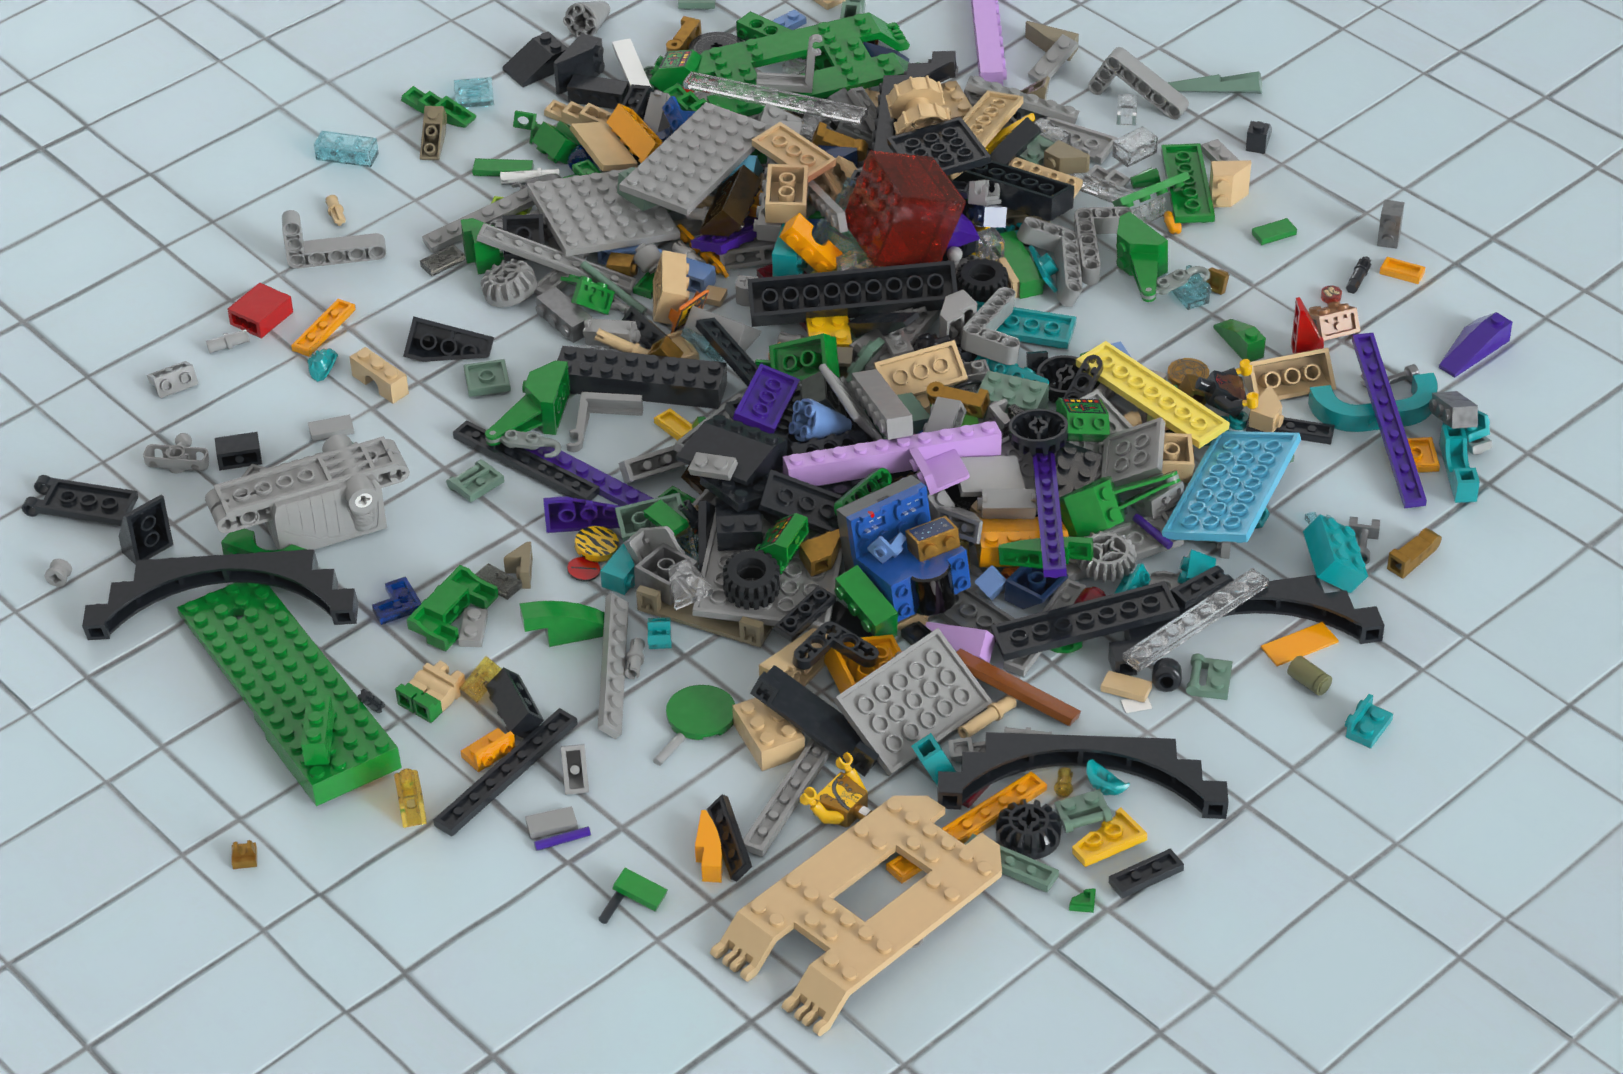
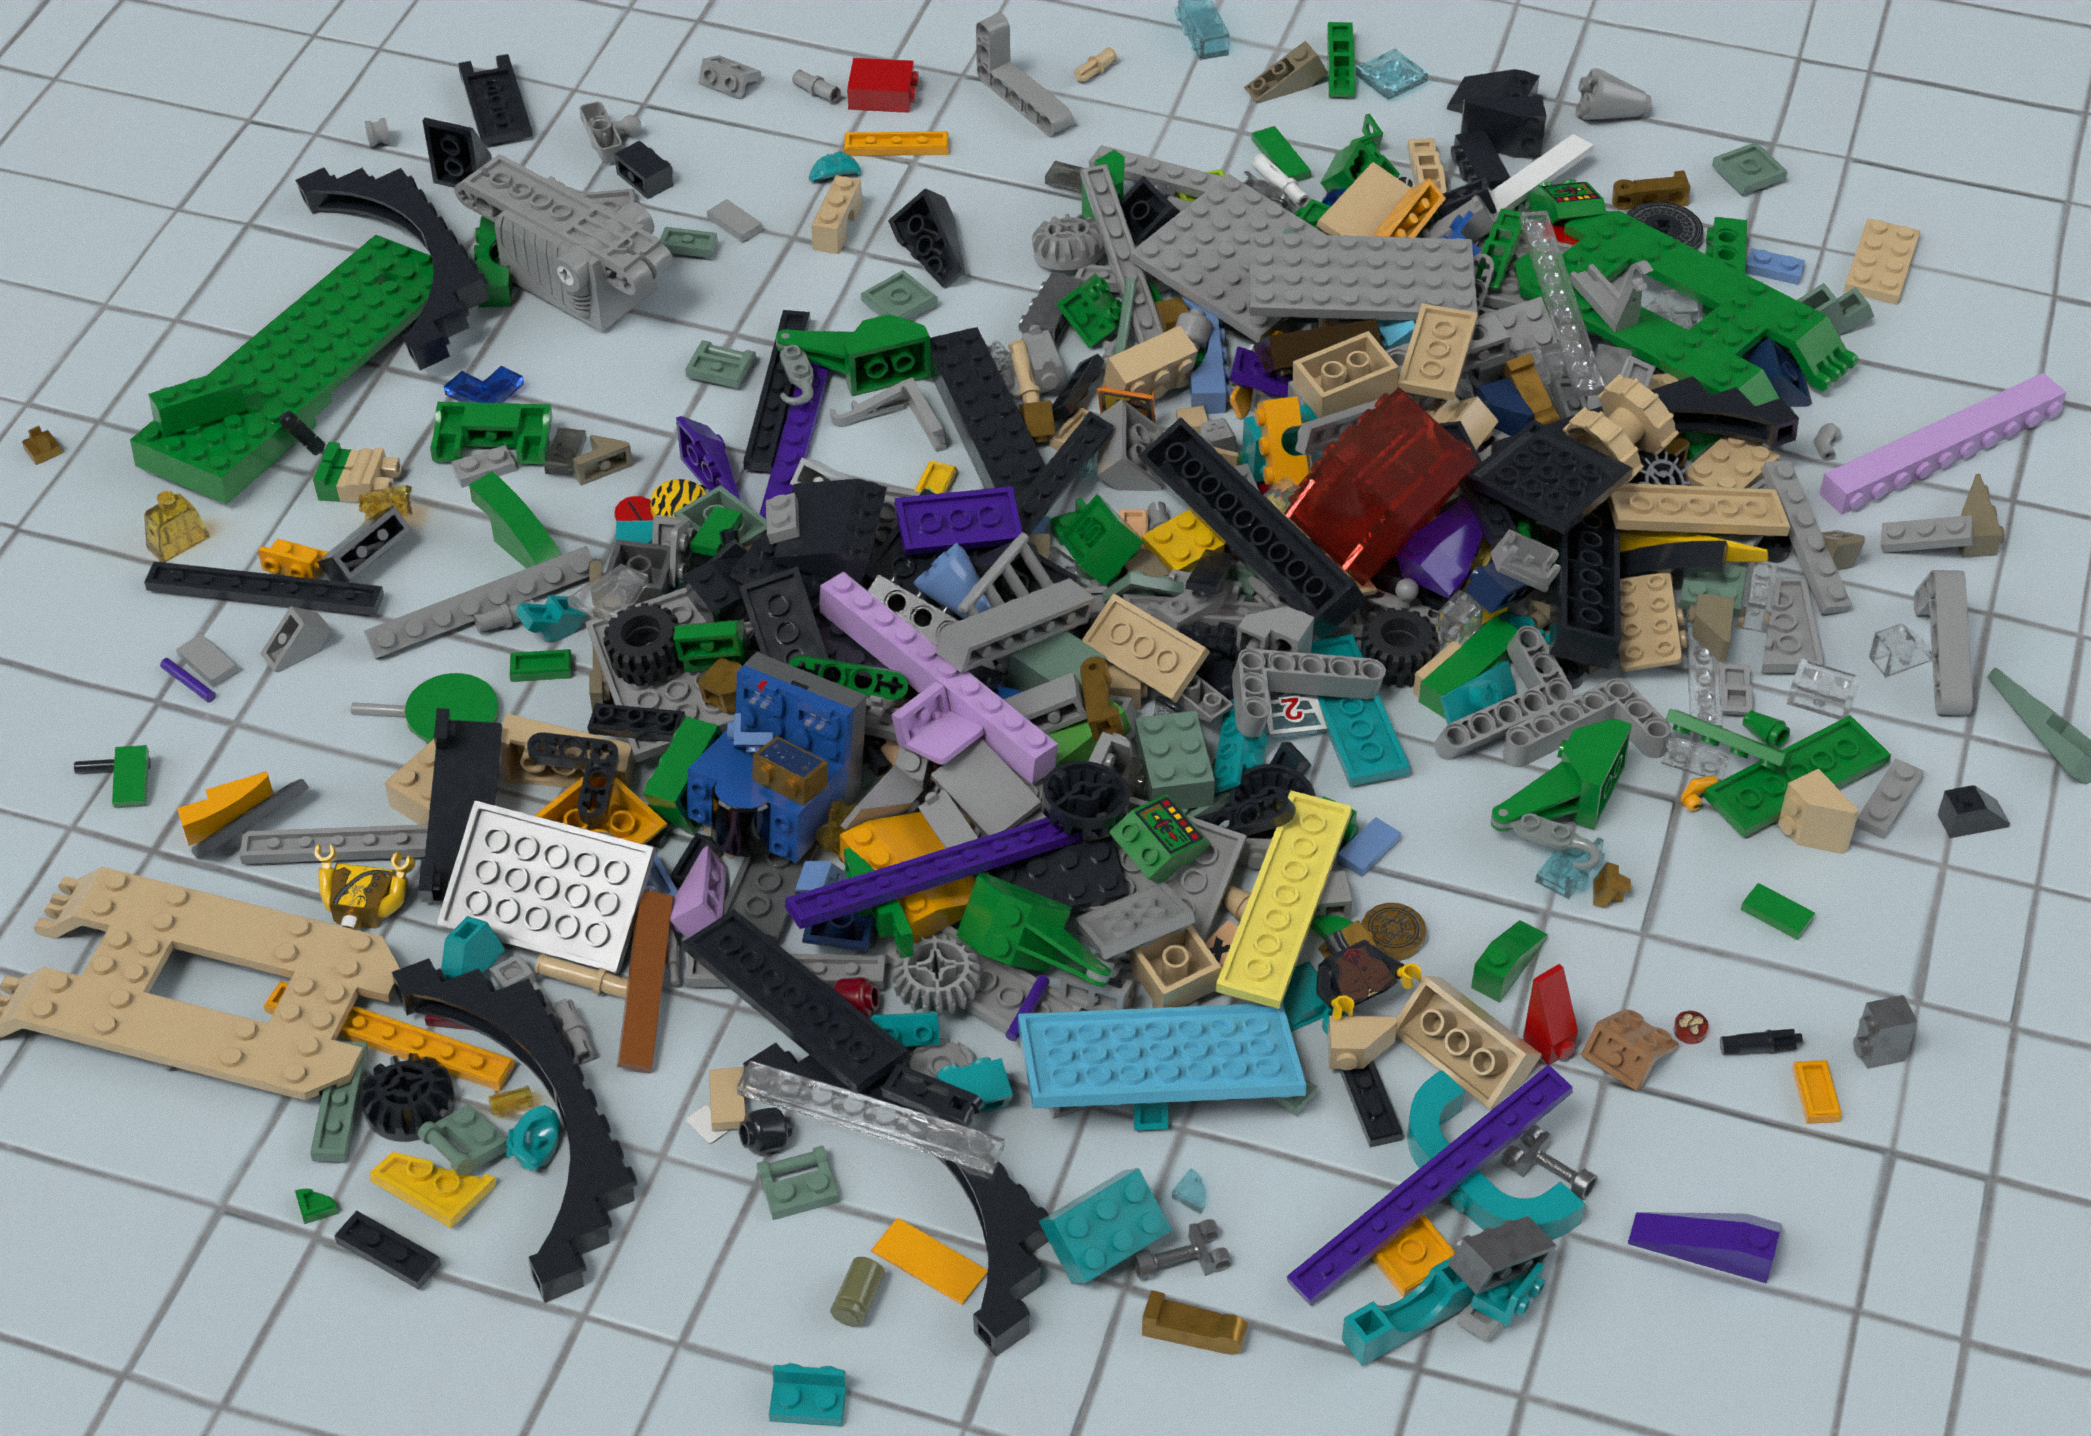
camera: 60 degrees right, 5 degrees up
(691, 658) = (540, 665): none -> green tile

